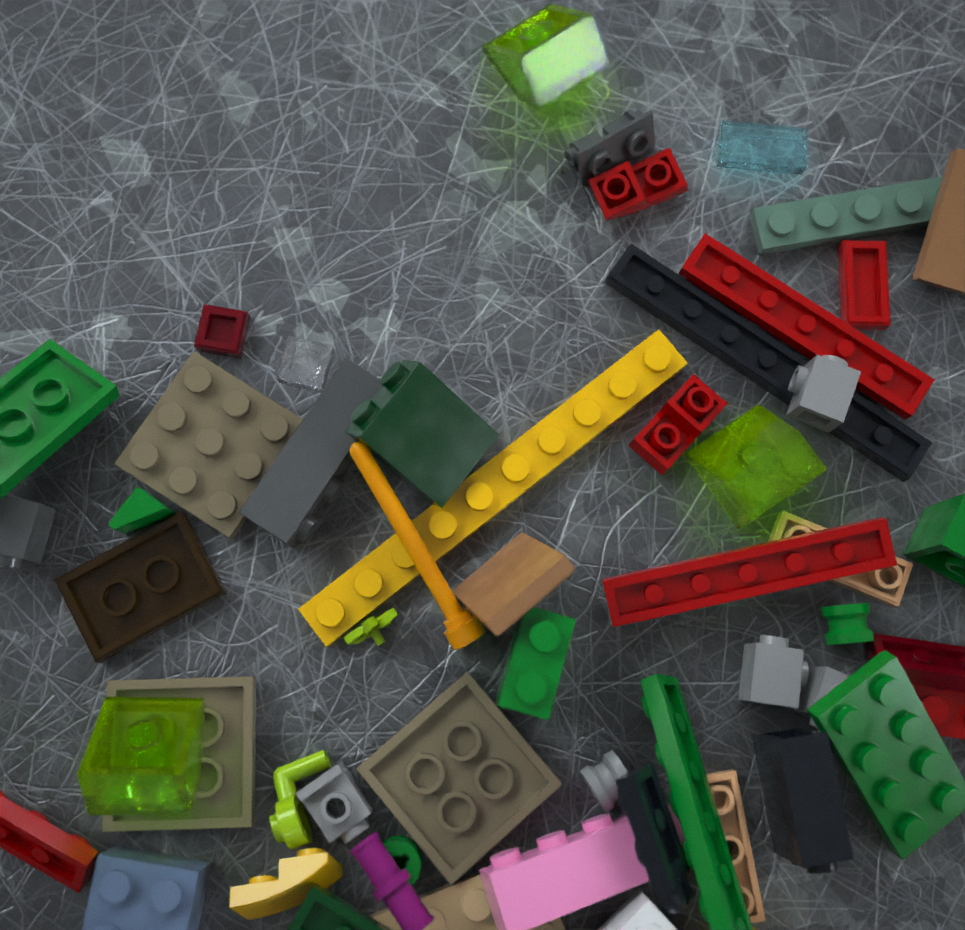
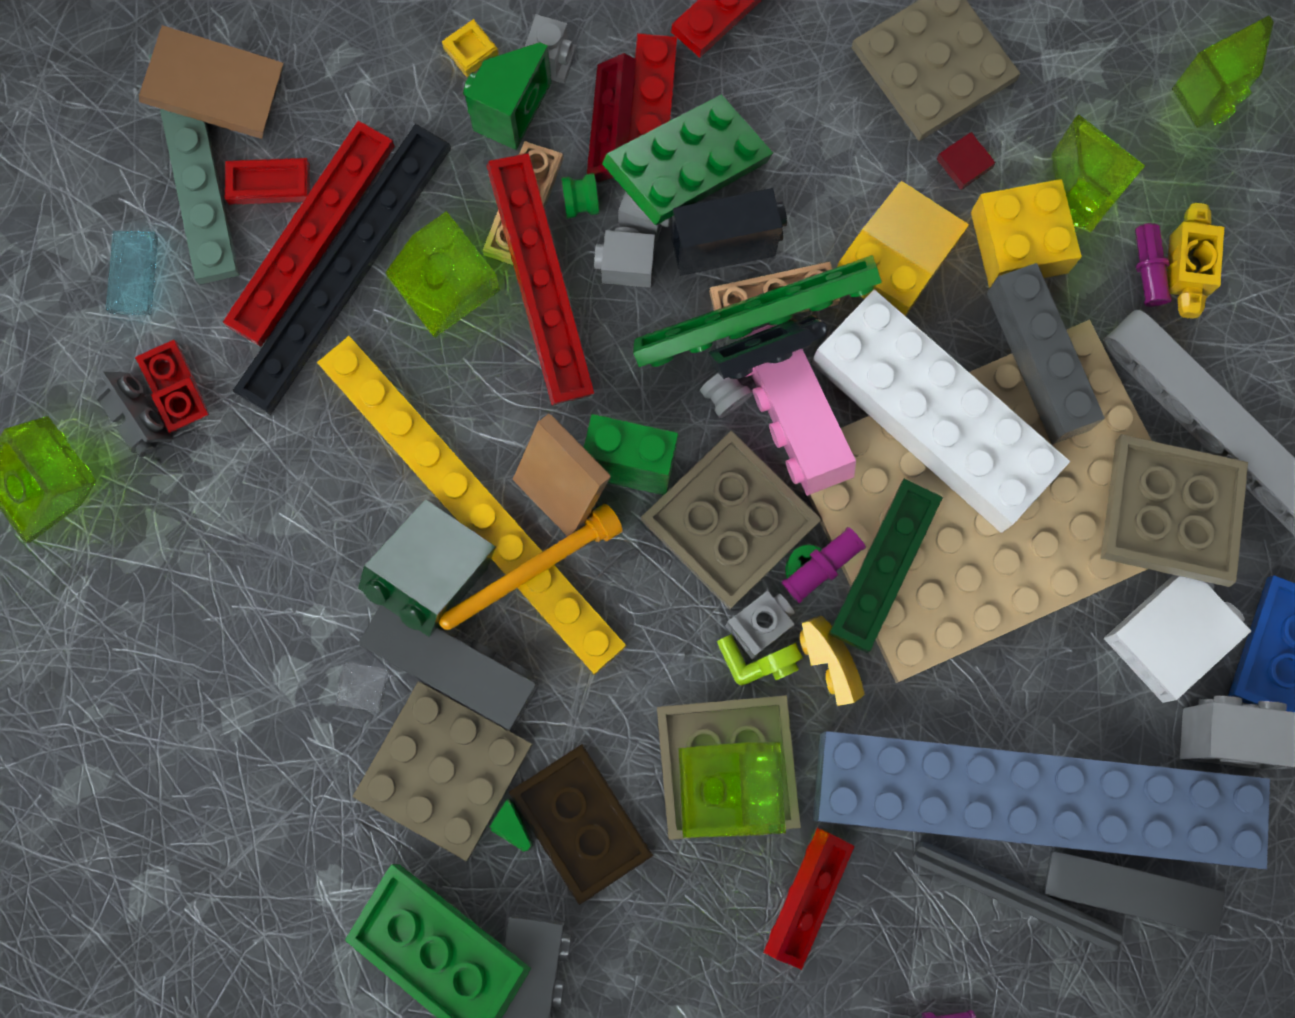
camera: 90 degrees left, 0 degrees up
(222, 331) = (330, 773): dark red tile -> none
(371, 628) = (606, 604): lime plant -> none
(677, 424) = (406, 343): red slope -> none
(822, 392) = (374, 215): light grey brick -> none

